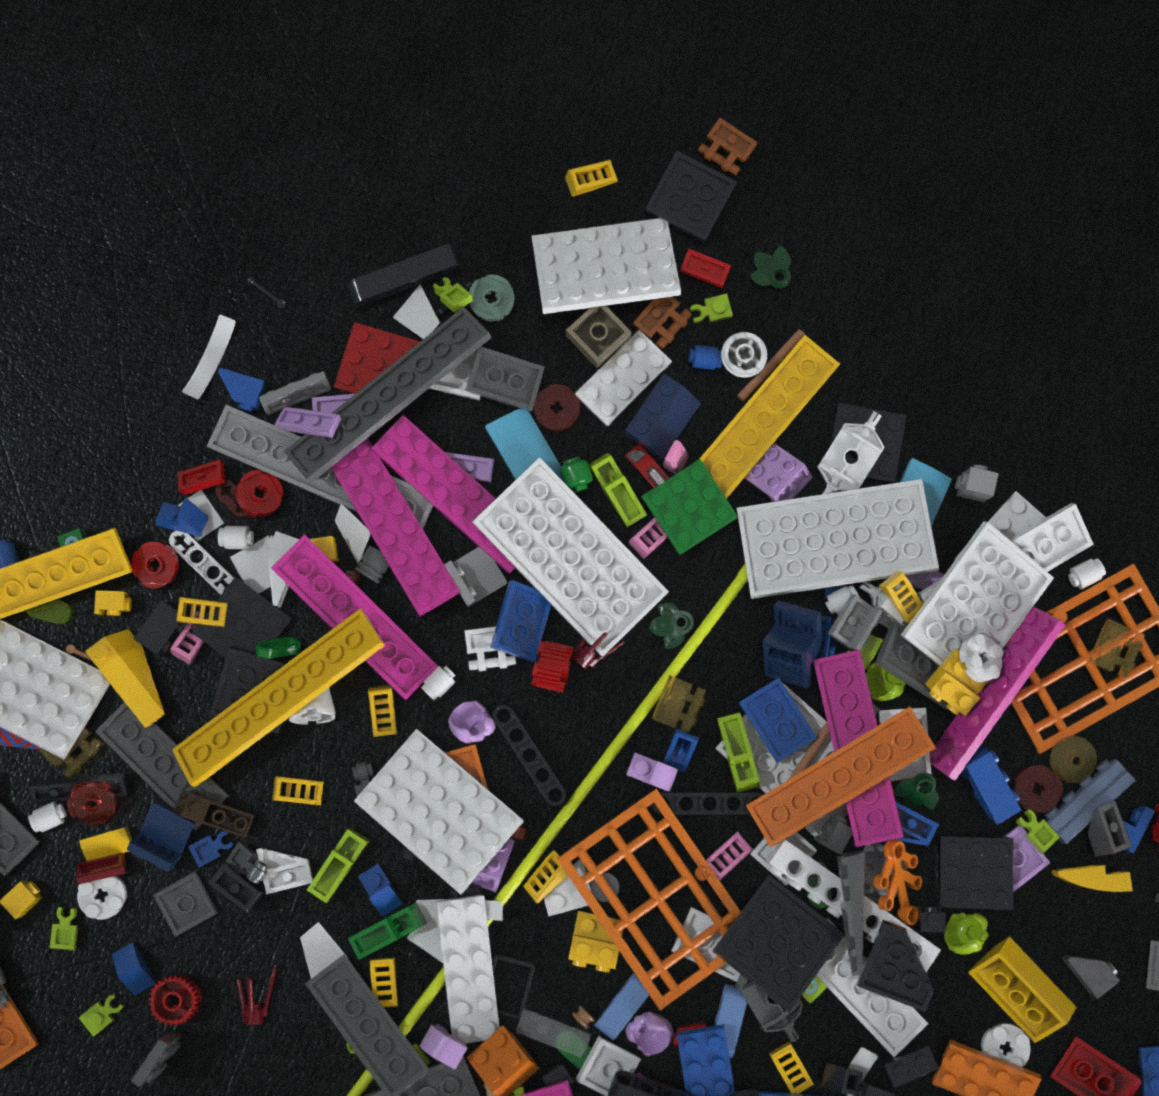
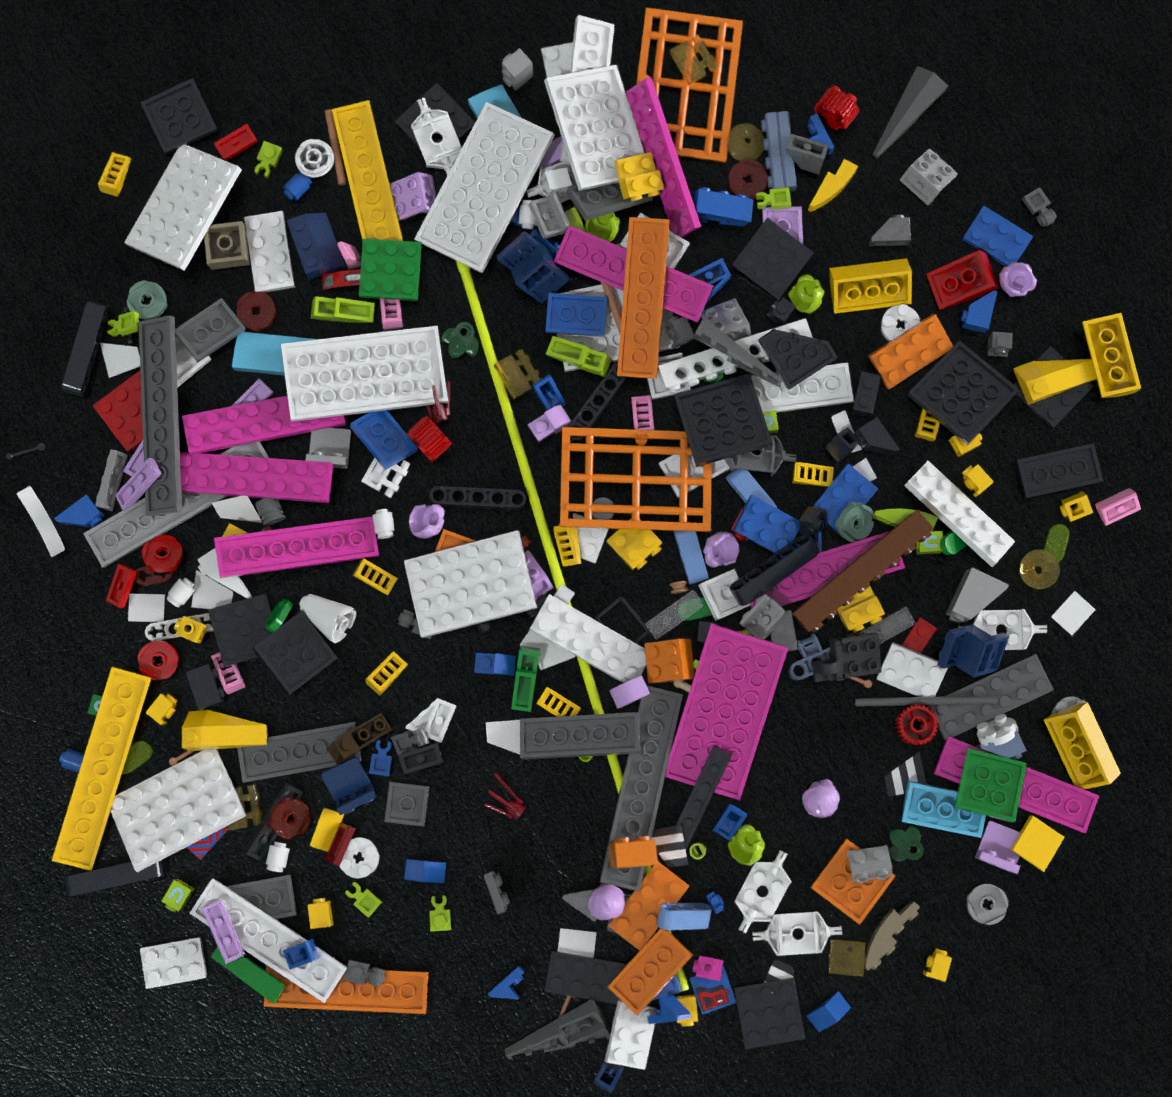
camera: 50 degrees left, 0 degrees up
(182, 518) = (141, 618): blue slope -> none
(188, 997) = (475, 861): red brick -> none
(203, 603) = (220, 653): yellow slope -> none
(208, 582) = (197, 632): none -> yellow brick
(277, 697) = (312, 636): yellow plate -> none
(338, 865) = (456, 680): lime slope -> none
(576, 474) = (311, 329): green head -> none
(656, 314) = (243, 199): dark orange plate -> none
(730, 140) = (162, 61): dark orange plate -> none
(770, 266) = (268, 98): dark green plate -> none
(887, 587) = (540, 175): yellow slope -> none
(894, 852) = (720, 300): orange plant -> none
(915, 793) = (694, 259): dark green plate -> none
(991, 655) = (633, 149): white plate -> none
(1086, 573) = (630, 42): white brick -> none

